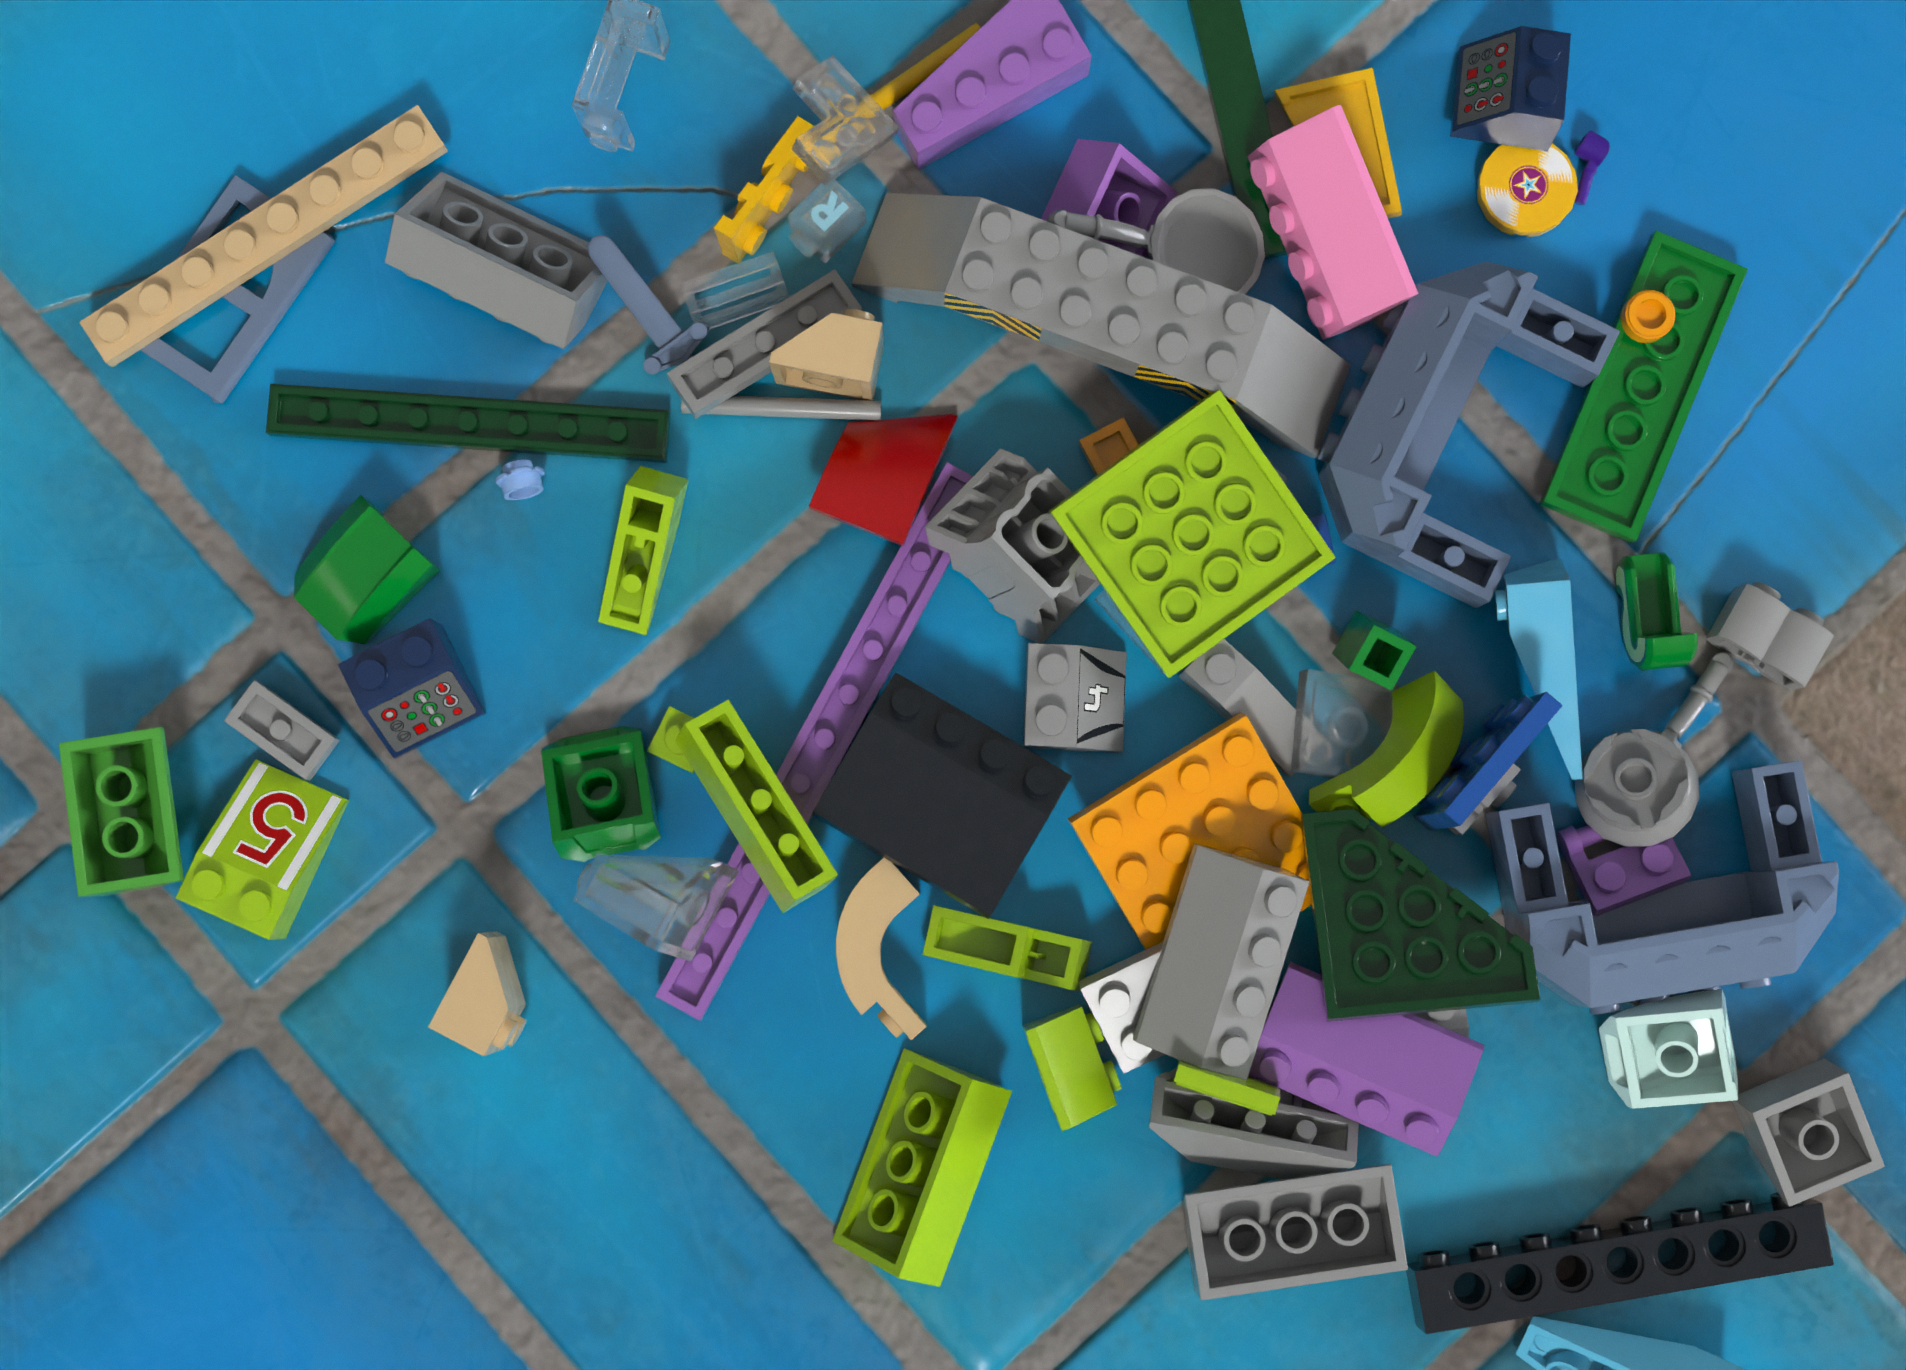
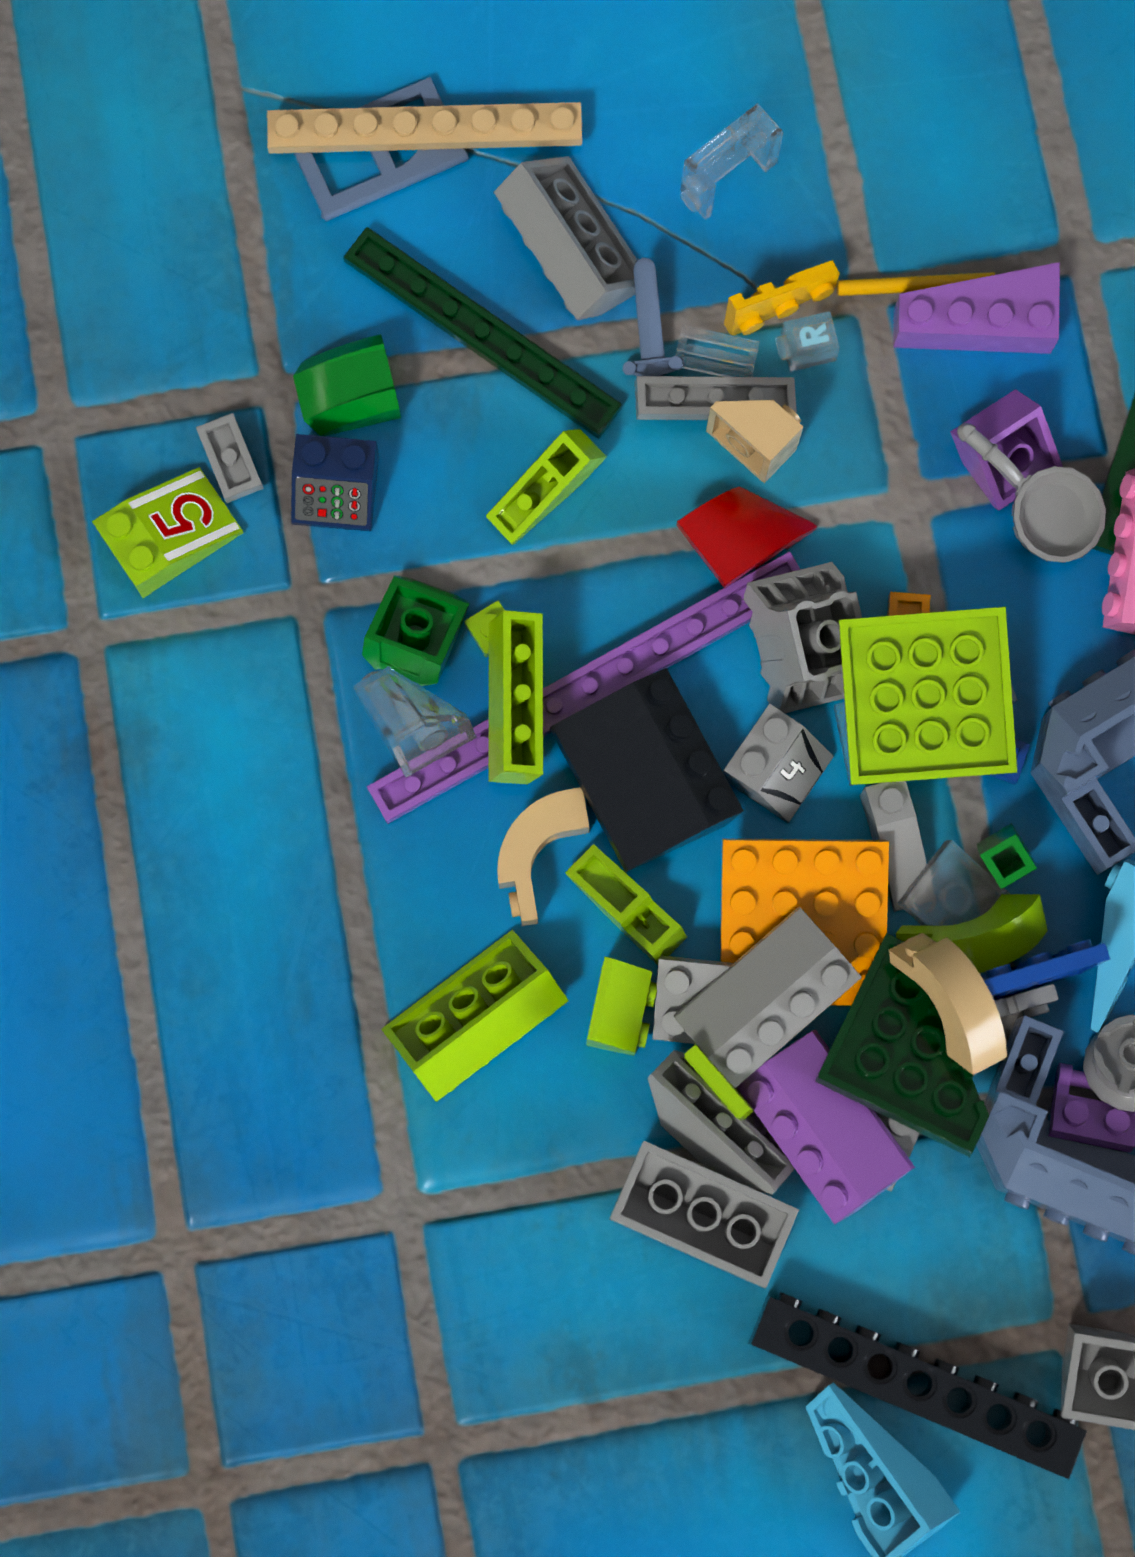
camera: 35 degrees right, 5 degrees down
(121, 812) = (91, 445): bright green slope -> none
(483, 999) = (252, 713): tan slope -> none
(520, 480) = (492, 390): light blue plate -> none
(796, 408) = (709, 454): light grey bar -> none
(849, 125) = (865, 285): clear plate -> none
(1106, 309) = (966, 516): light grey slope -> none
(1425, 840) = (961, 997): none -> tan arch
(1671, 1052) = (1046, 1261): light aqua slope -> none

